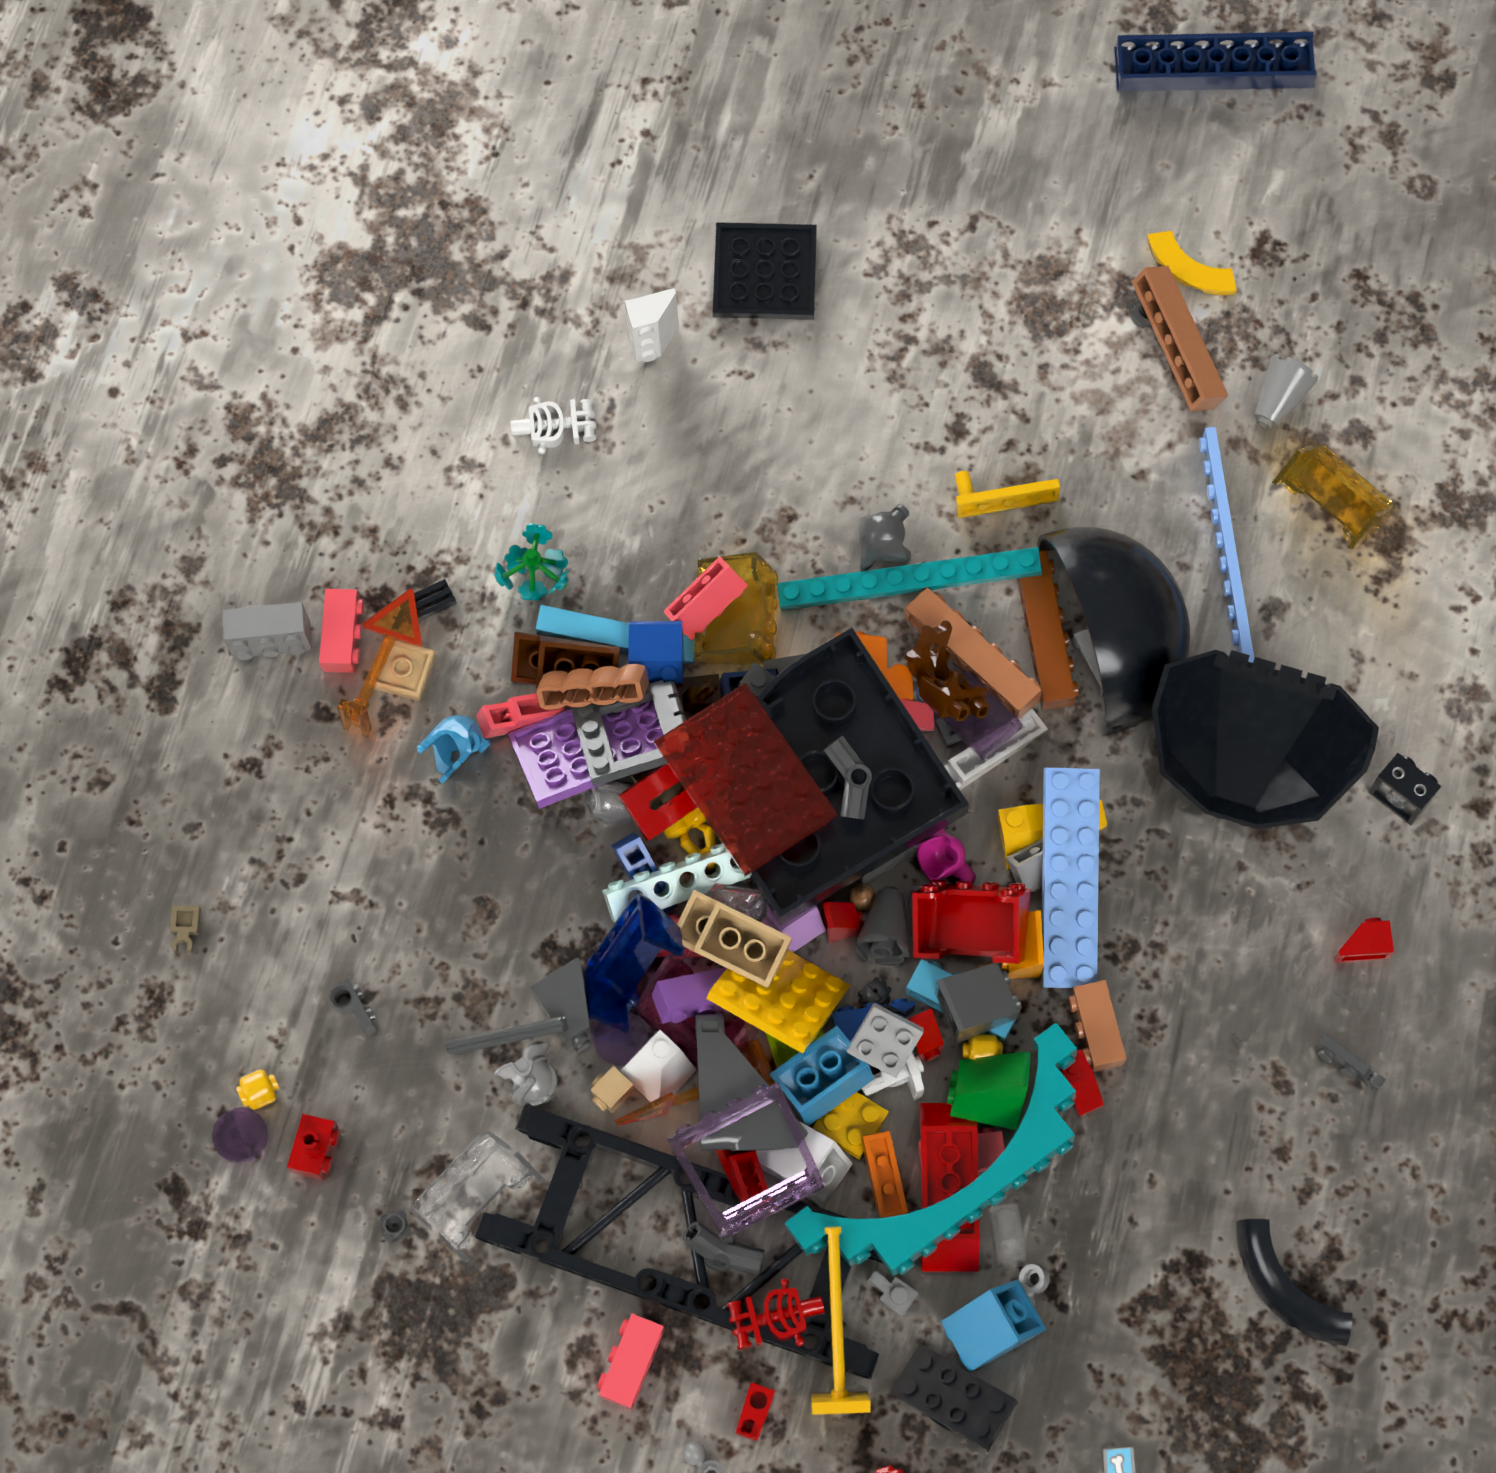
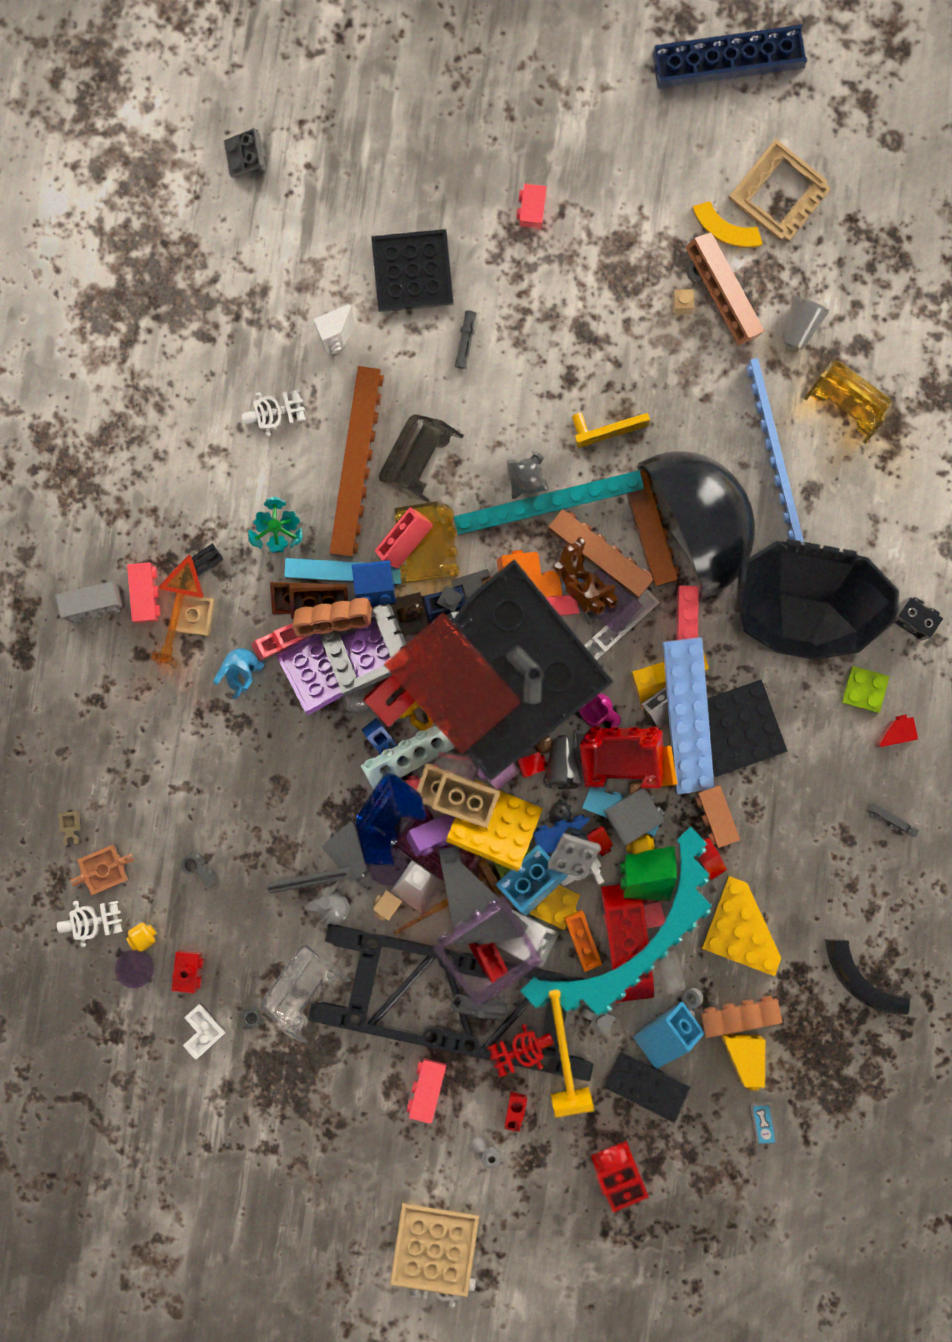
camera: 10 degrees left, 15 degrees up
(170, 1065) = (76, 923): none -> white torso
(219, 991) = (102, 869): none -> nougat plate
(328, 1236) = (207, 1031): none -> white plate
(567, 106) = (245, 153): none -> dark grey plate
(654, 500) = (355, 462): none -> dark orange brick
(736, 493) = (413, 452): none -> clear smoke windscreen
(827, 354) = (467, 332): none -> dark grey pin
(934, 210) = (532, 206): none -> coral brick
(1085, 737) = (687, 612): none -> coral brick
(1101, 1315) = (741, 1017): none -> nougat brick
(1103, 1371) = (747, 1058): none -> yellow slope
(1115, 1194) = (740, 930): none -> yellow plate
(1121, 348) = (683, 301): none -> tan brick
(1146, 912) = (742, 728): none -> black plate
(1241, 205) = (759, 174): none -> tan hinge
(1325, 880) = (865, 689): none -> lime plate

